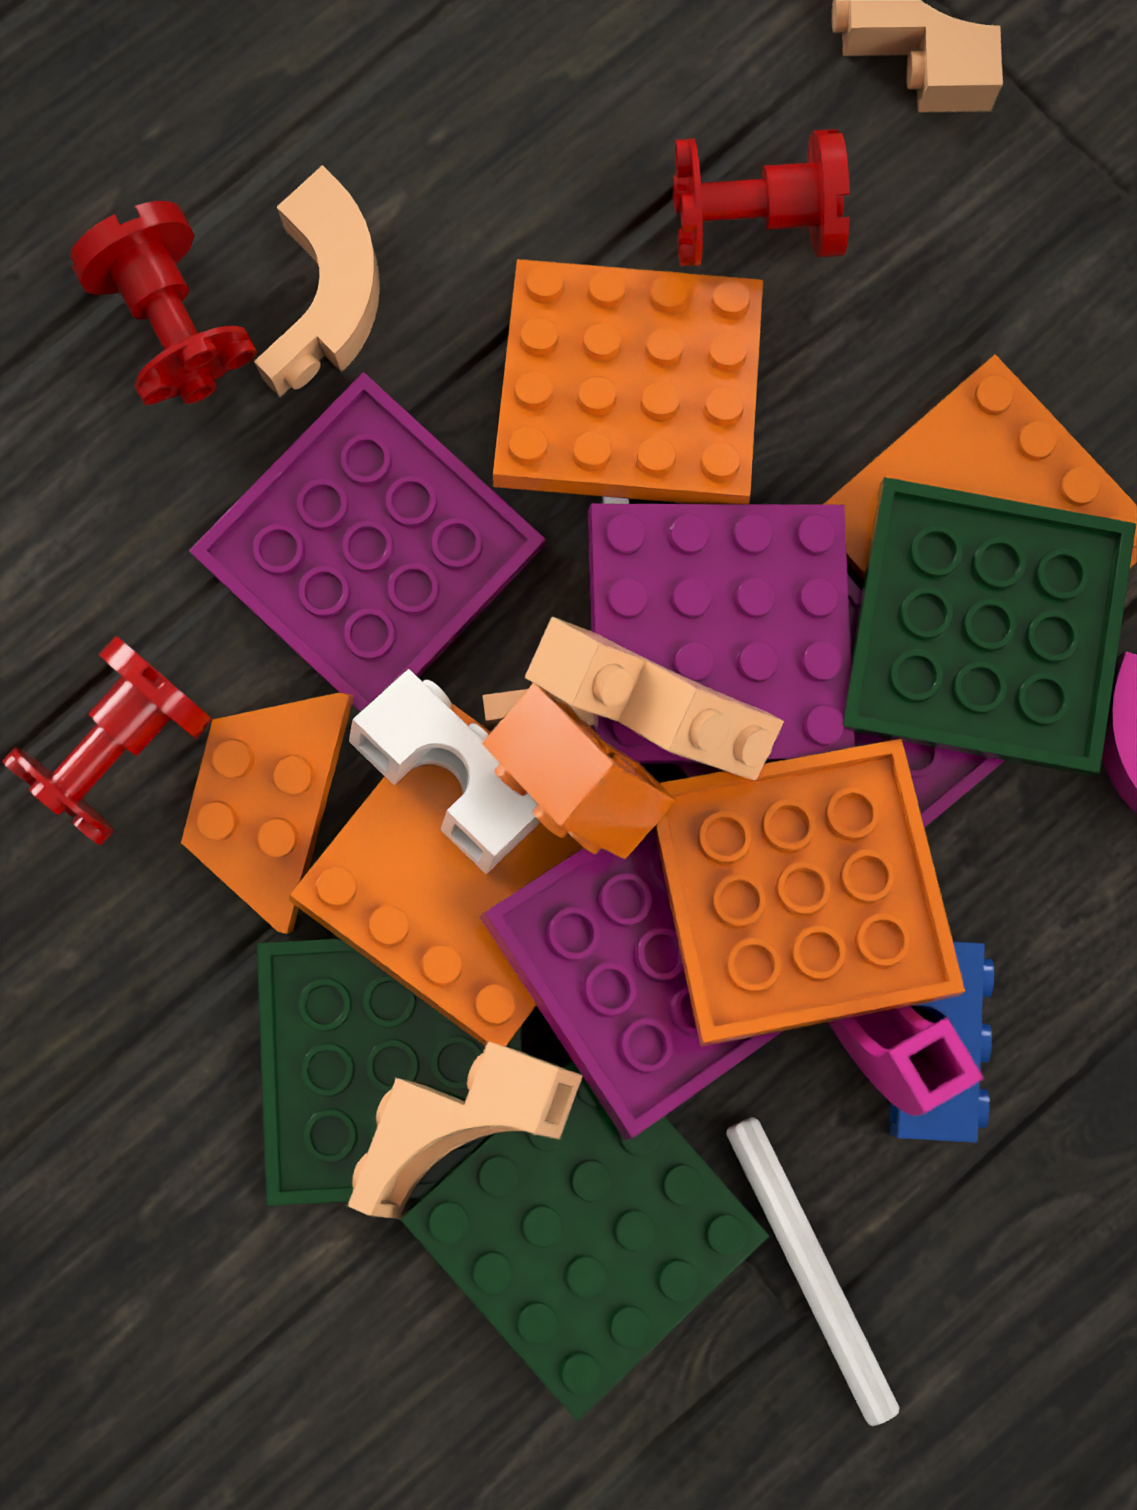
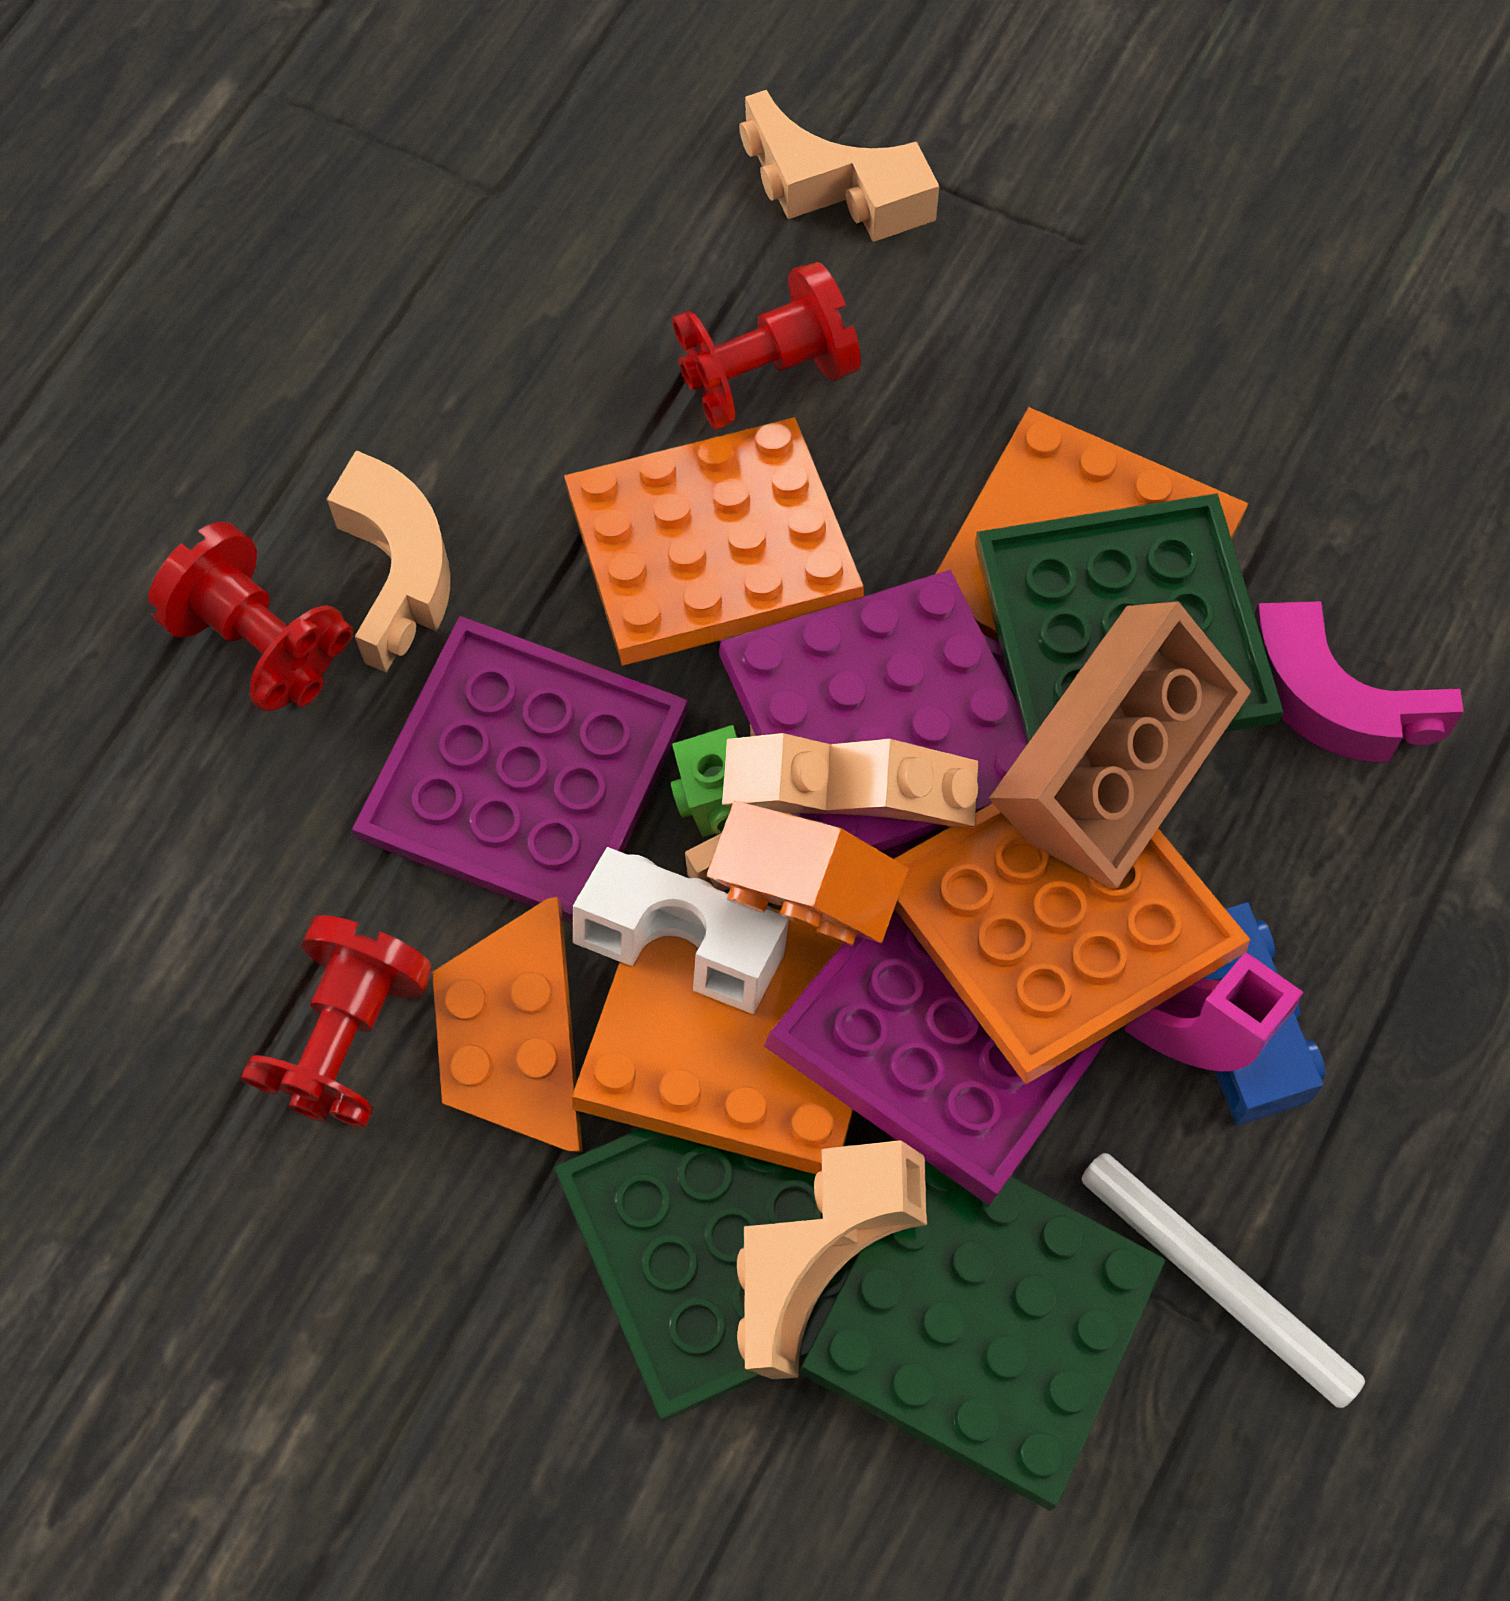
camera: 20 degrees left, 15 degrees down
(526, 621) = (702, 779): none -> bright green brick
(929, 753) = (1122, 742): none -> nougat slope

